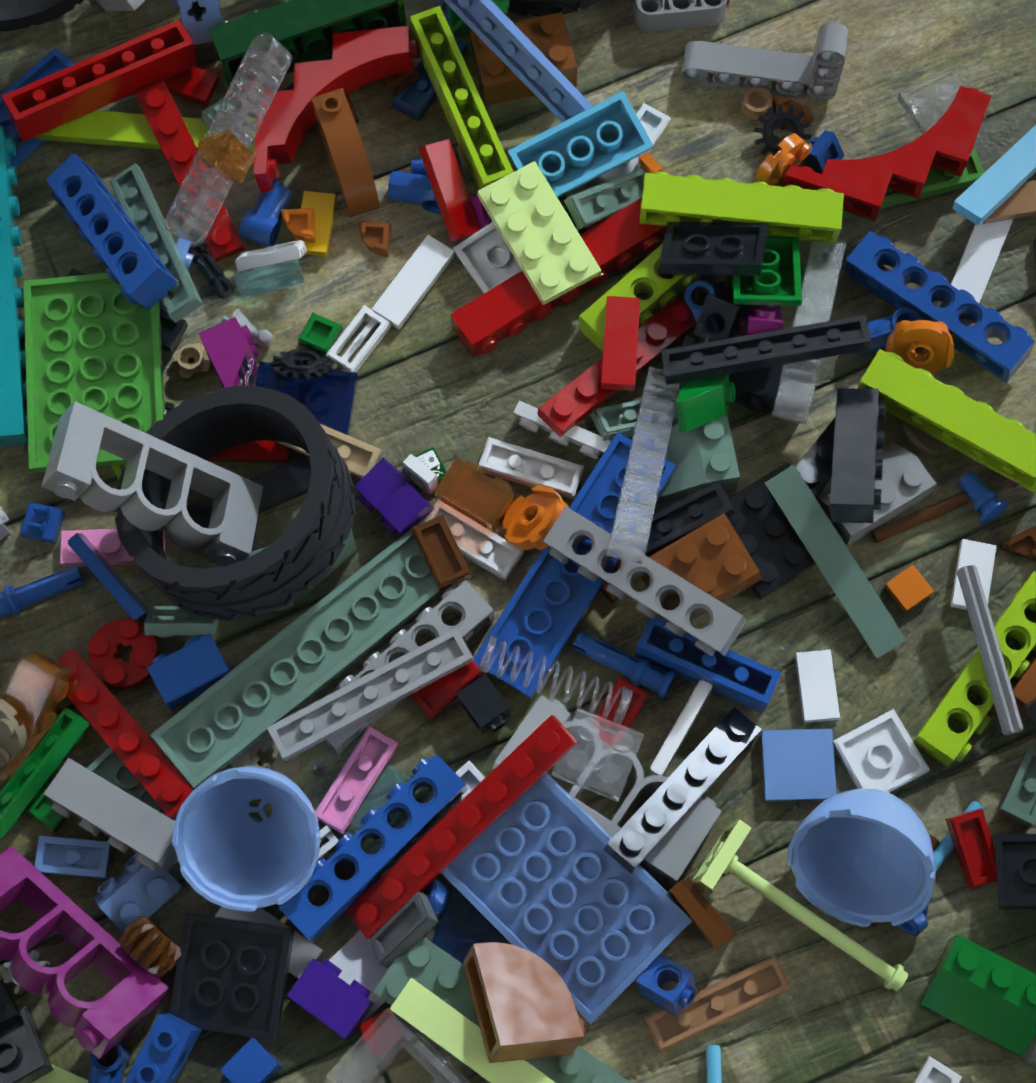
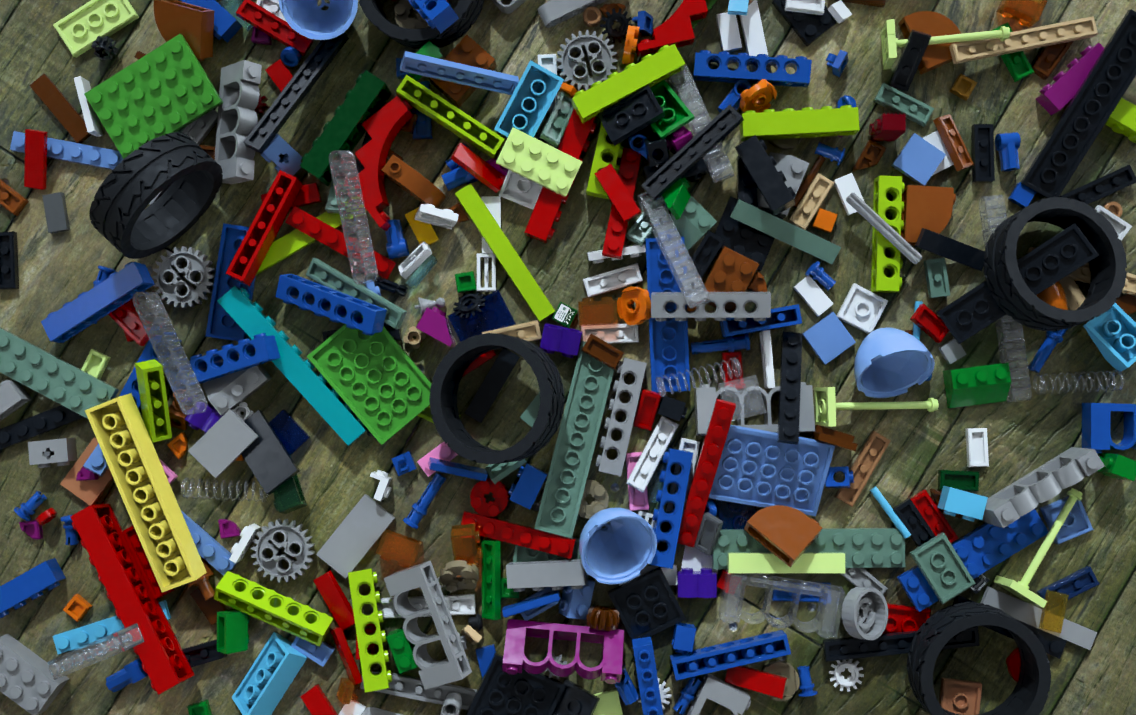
camera: 35 degrees left, 15 degrees up
(61, 844) = (531, 603): none -> blue tile
(73, 474) = (422, 445): light grey fence -> none
(227, 155) = (360, 227): clear orange tile -> none
(300, 223) = (416, 233): orange tile -> none
(343, 216) = (443, 218): none -> white plate
(370, 694) = (621, 442): light grey plate -> none
(403, 329) = (504, 252): none -> lime tile
(405, 752) = (652, 454): none -> white tile
(420, 474) = (566, 321): white tile -> none
(677, 143) = (570, 65): none -> light grey gear
(749, 609) = (758, 283): none -> dark orange tile
(847, 662) = (821, 276): none -> blue pin
(906, 549) = (811, 201): none -> tan tile
(941, 240) = (728, 32): none -> white tile
(982, 917) = (952, 351): none -> light grey tile

